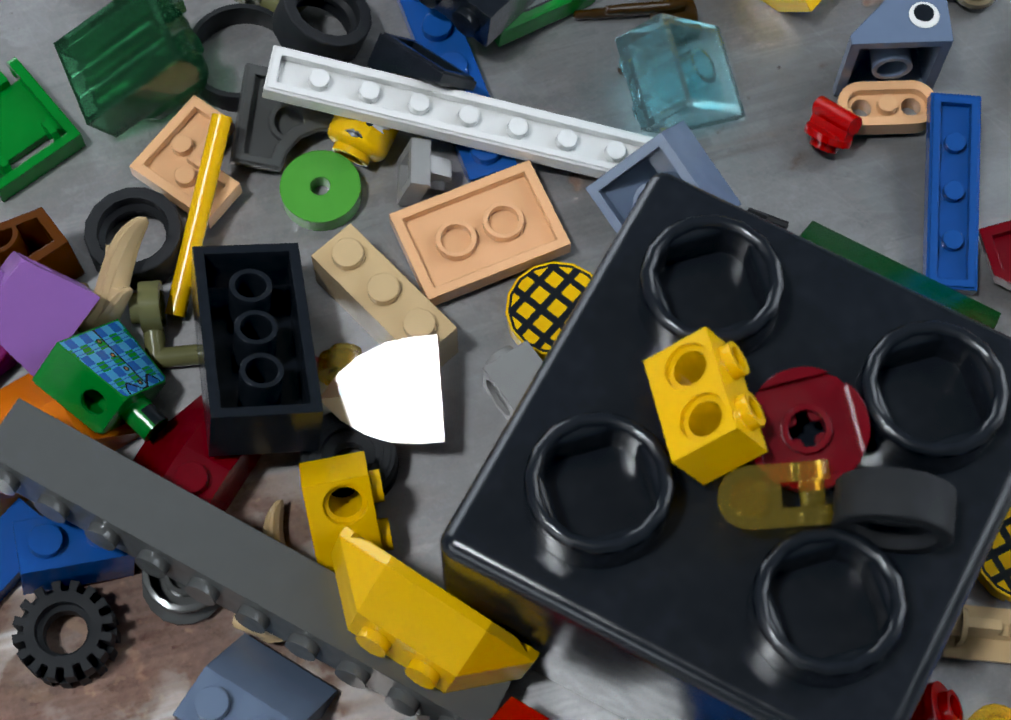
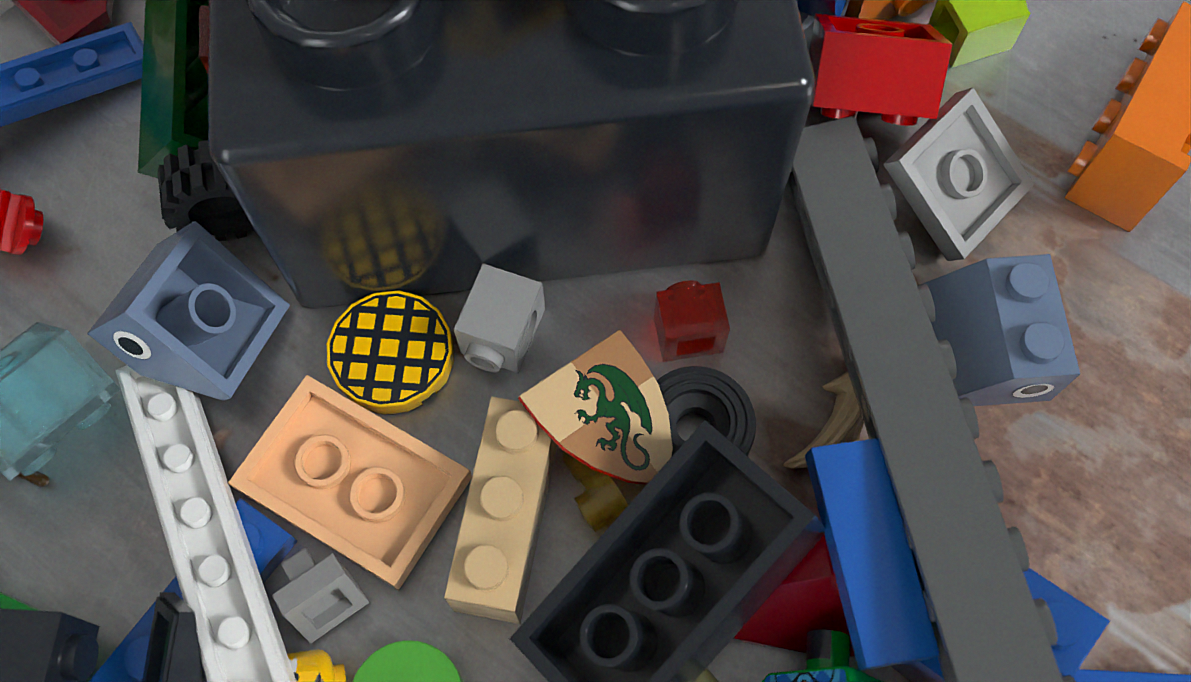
camera: 125 degrees left, 0 degrees up
(48, 607) = (1118, 546): black tyre -> none
(180, 460) = (870, 555): none -> blue tile
(330, 514) = (765, 366): yellow brick -> none
(420, 623) = (835, 209): yellow wedge -> none
(424, 509) = (691, 320): none -> clear red plate

